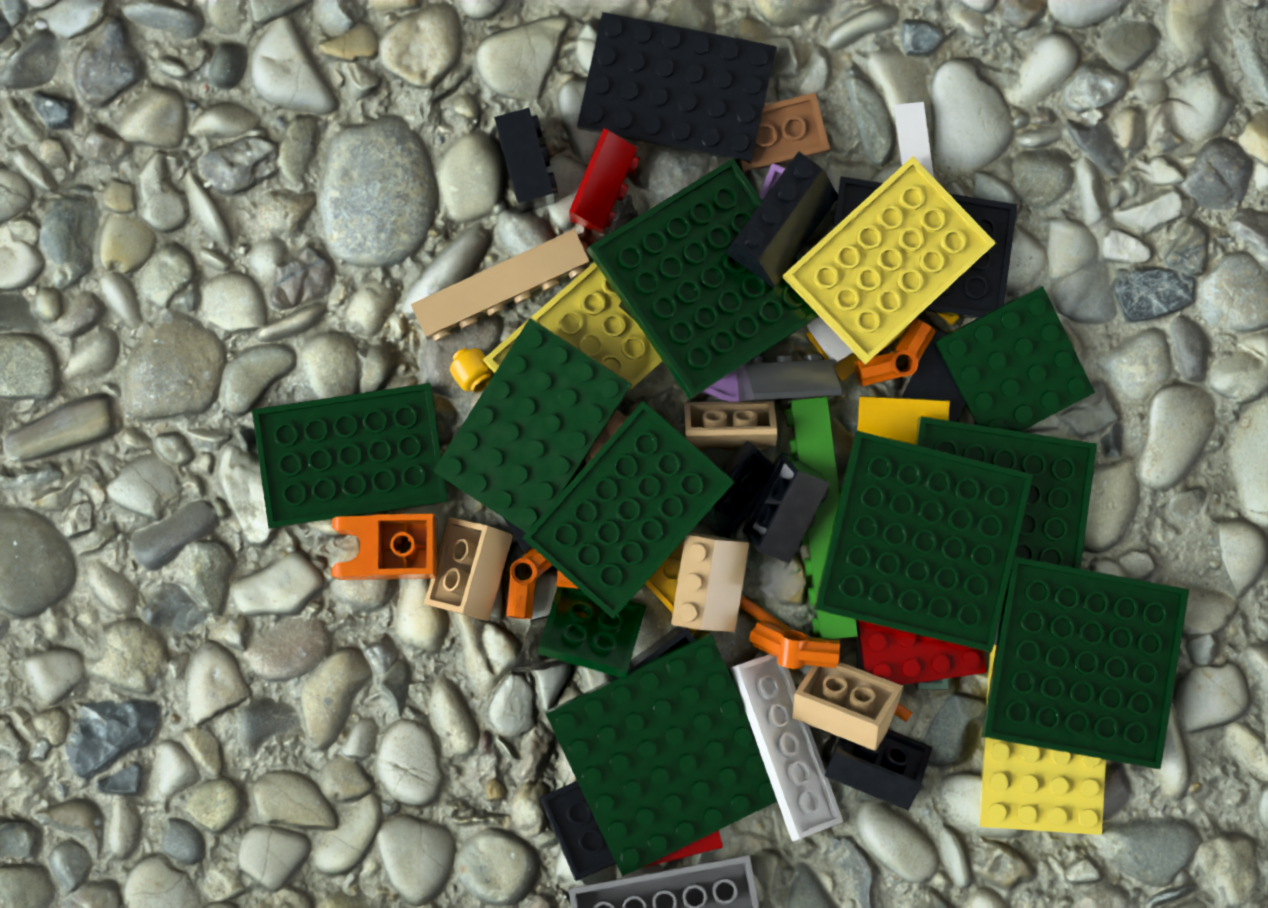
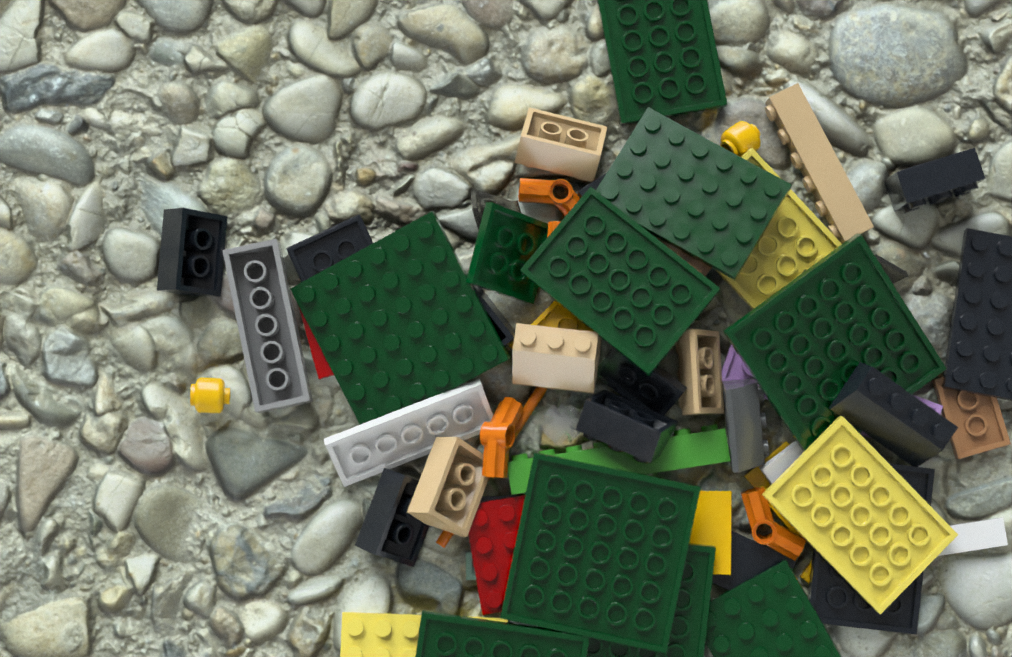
camera: 85 degrees right, 0 degrees up
(380, 544) = (581, 66): orange brick -> none
(604, 182) = (919, 251): red slope -> none

